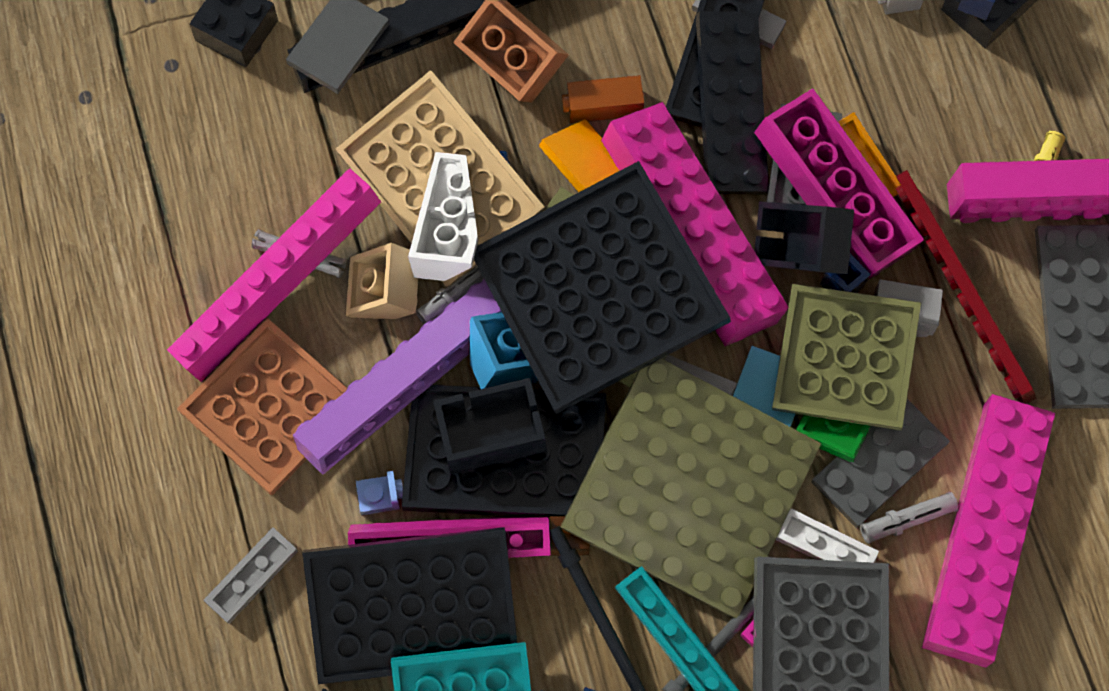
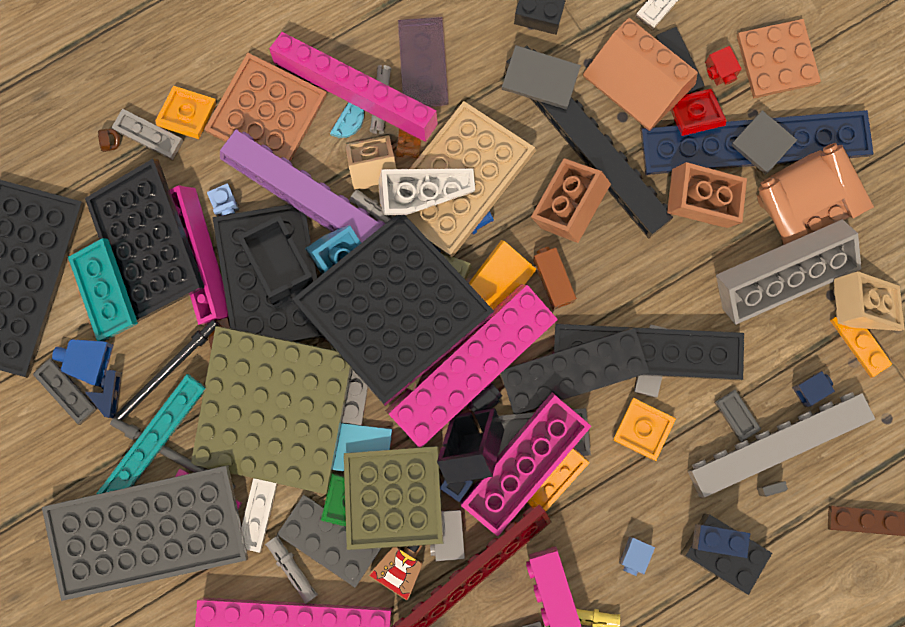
camera: 80 degrees right, 10 degrees up
(236, 513) = (185, 112): none -> light orange tile
(241, 633) = (104, 139): none -> reddish brown tile
(259, 187) = (423, 60): none -> tile
(315, 302) = (349, 122): none -> medium azure tile
(358, 236) = (406, 150): none -> clear orange plate
(744, 217) = (486, 399): none -> black brick
(823, 46) = (644, 429): none -> light orange plate
(940, 379) = (399, 570): none -> torso
(979, 93) = (636, 556): none -> medium blue brick

